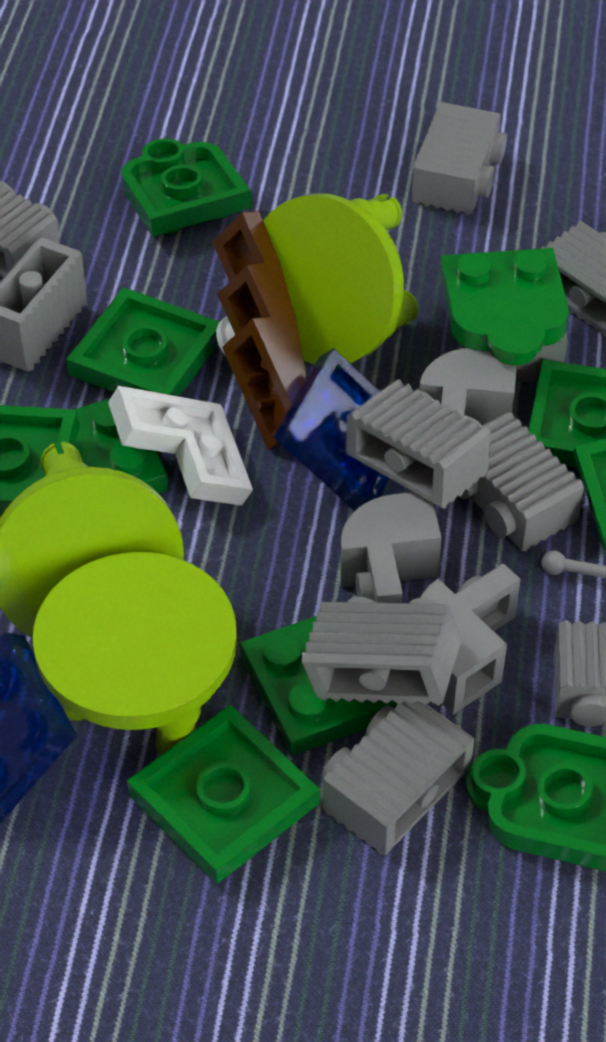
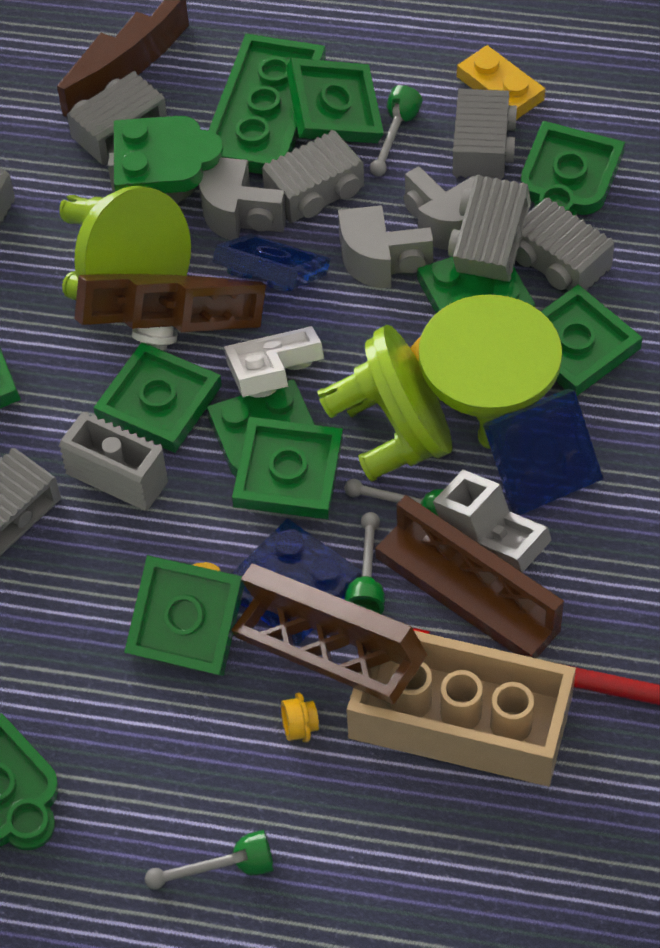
camera: 85 degrees left, 5 degrees up
(419, 443) = (307, 203): light grey brick -> none

